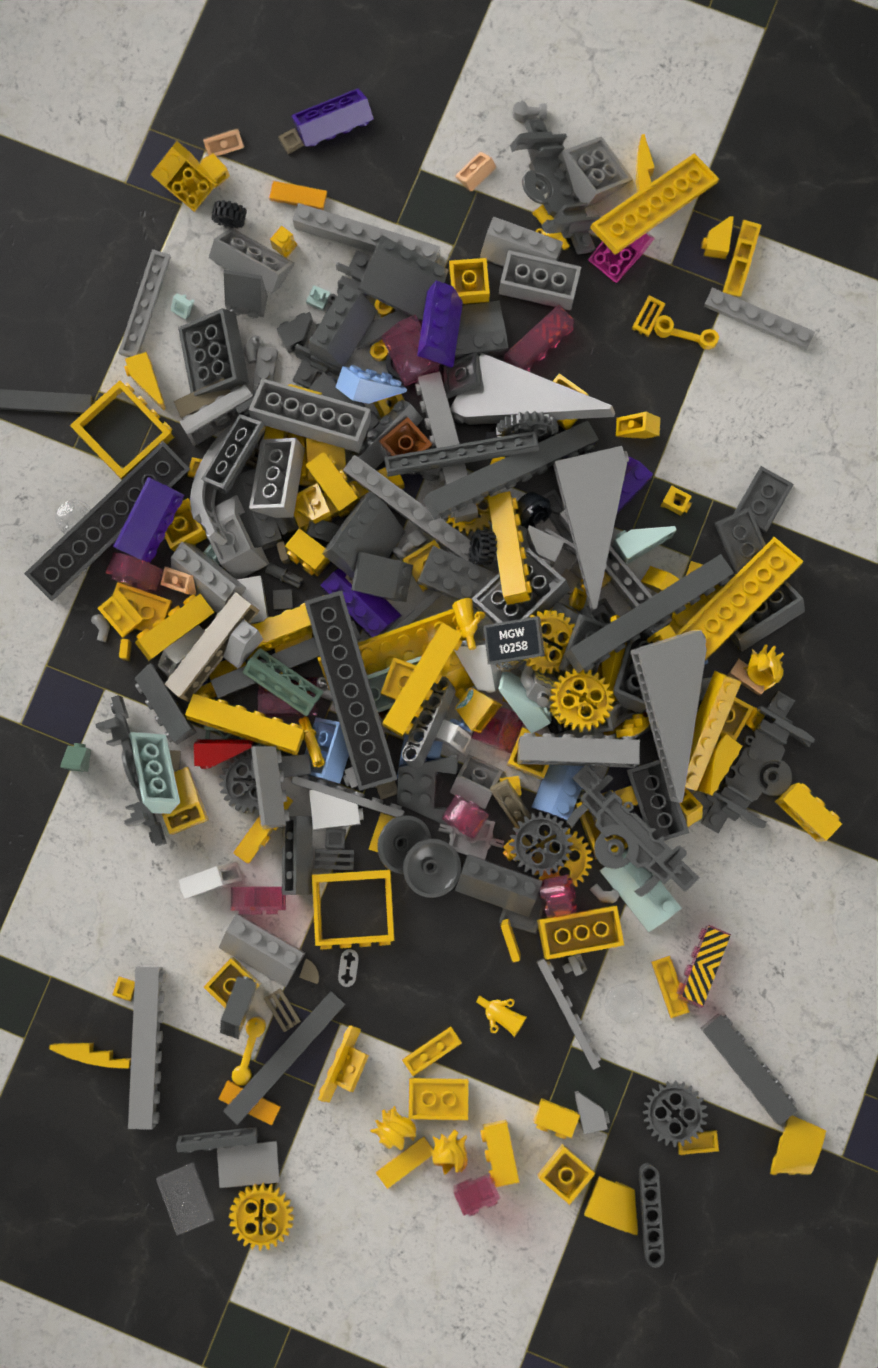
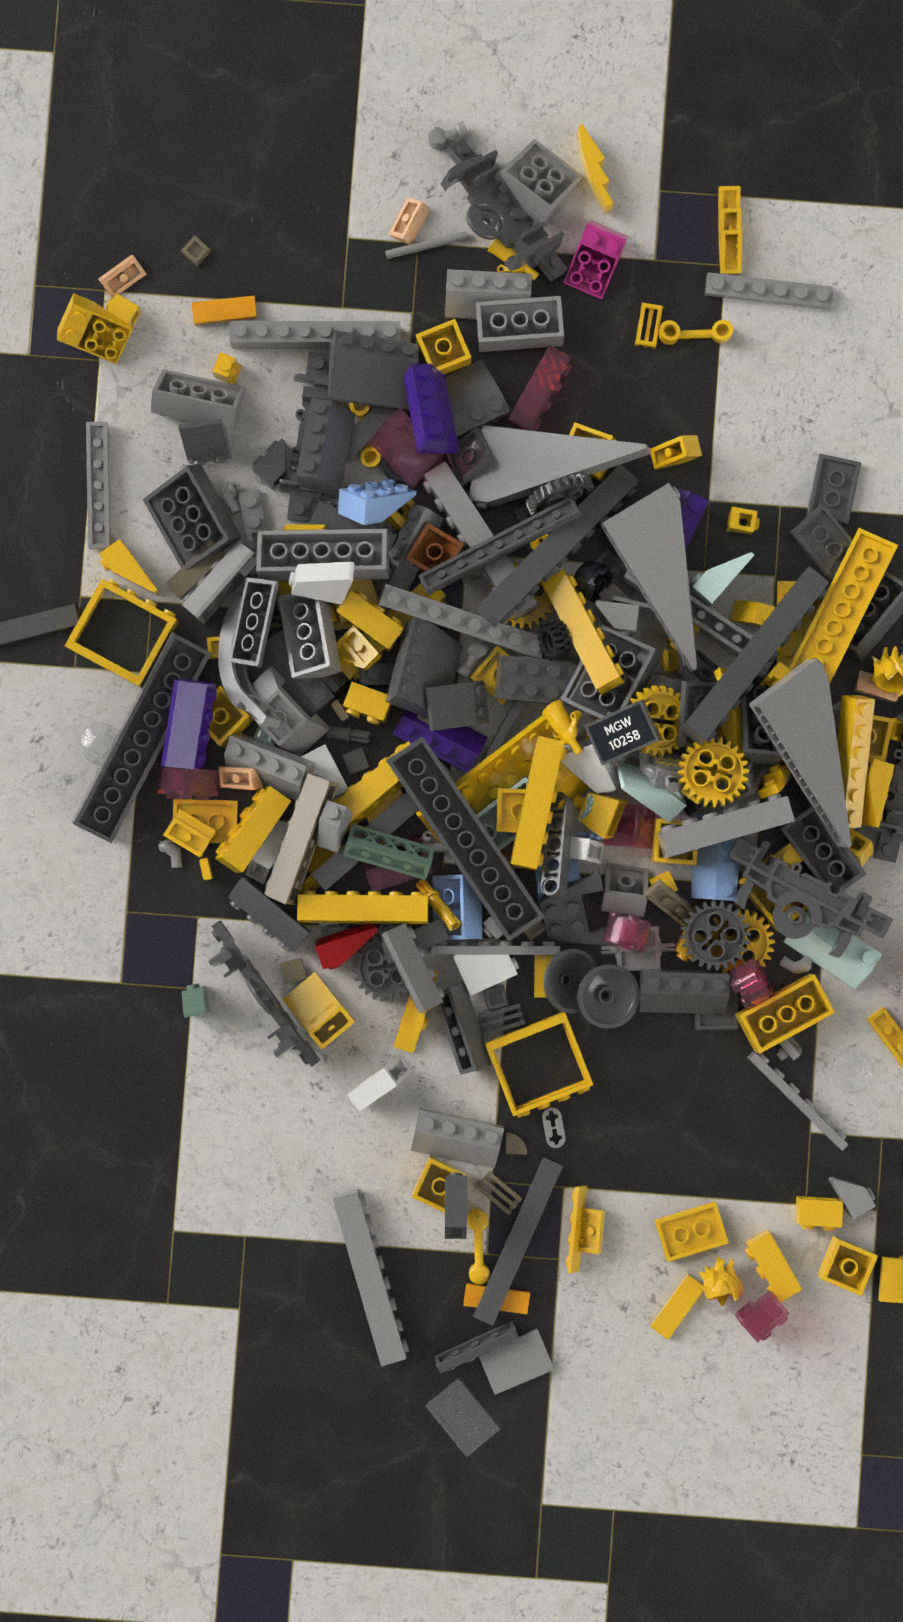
camera: 20 degrees left, 5 degrees up
(84, 1053) = (308, 1304): yellow slope -> none
(124, 988) = (327, 1224): yellow tile -> none
(155, 772) = (285, 990): light aqua slope -> none
(182, 306) = (139, 474): light aqua tile -> none
(229, 214) = (157, 357): black tyre -> none
(257, 900) = (436, 1088): clear pink brick -> none
(278, 1217) = (566, 1404): yellow gear -> none
(301, 434) = (322, 581): none -> white slope
(318, 298) = (284, 418): light aqua tile -> none
(332, 117) = (233, 210): slope -> none
(394, 1129) = (656, 1277): yellow hair -> none
(431, 1051) = (668, 1184): yellow tile -> none
(483, 194) = (426, 245): none -> light grey bar
(504, 1016) = (723, 1123): yellow piece -> none
(510, 940) = (714, 1045): yellow tile -> none
(654, 203) = (618, 200): yellow plate -> none
(718, 240) = (698, 217): yellow slope -> none

